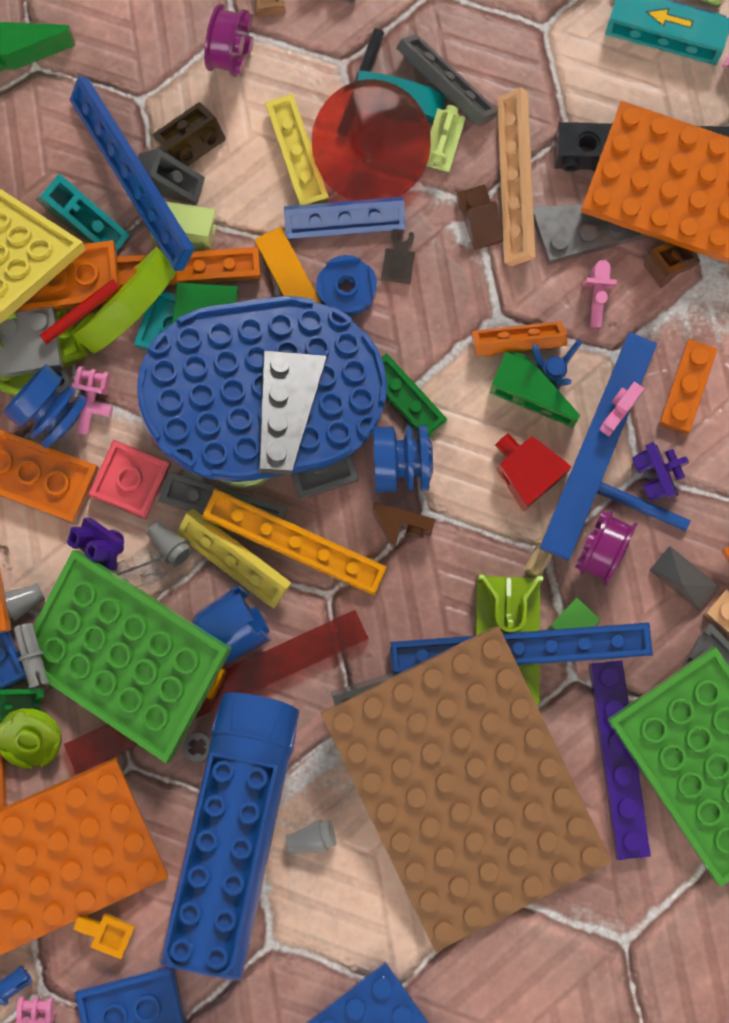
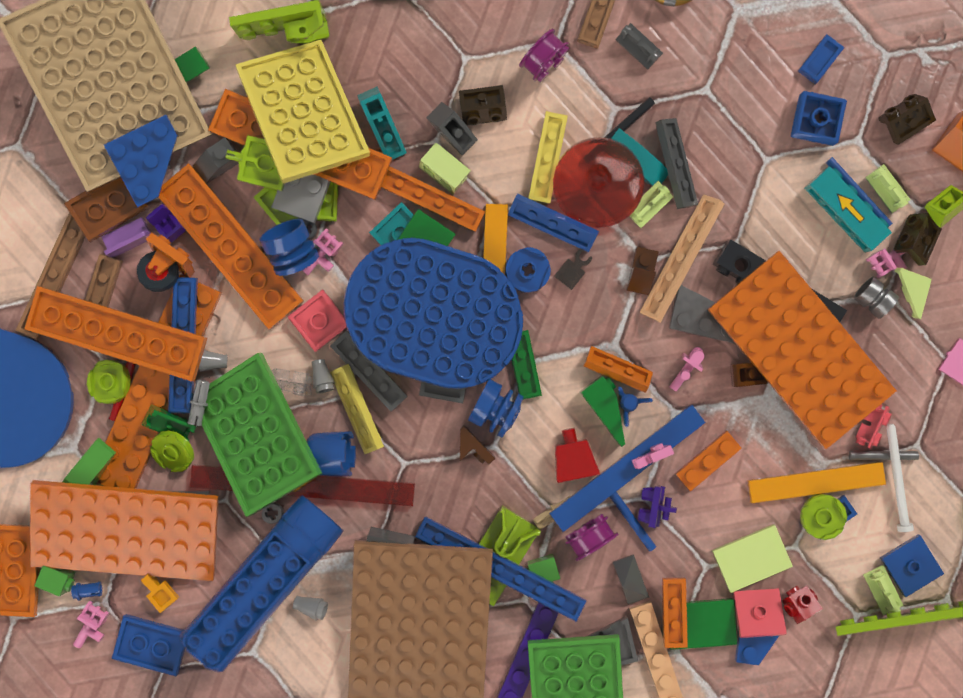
camera: 25 degrees right, 10 degrees up
(79, 311) = (344, 195): red bar -> none
(97, 542) = (278, 355): dark purple hips -> none
(127, 304) = (379, 206): lime slope -> none
(132, 174) = (428, 115): blue tile -> none
(287, 398) = (442, 334): wing -> none
(294, 542) = (399, 421): light orange tile -> none

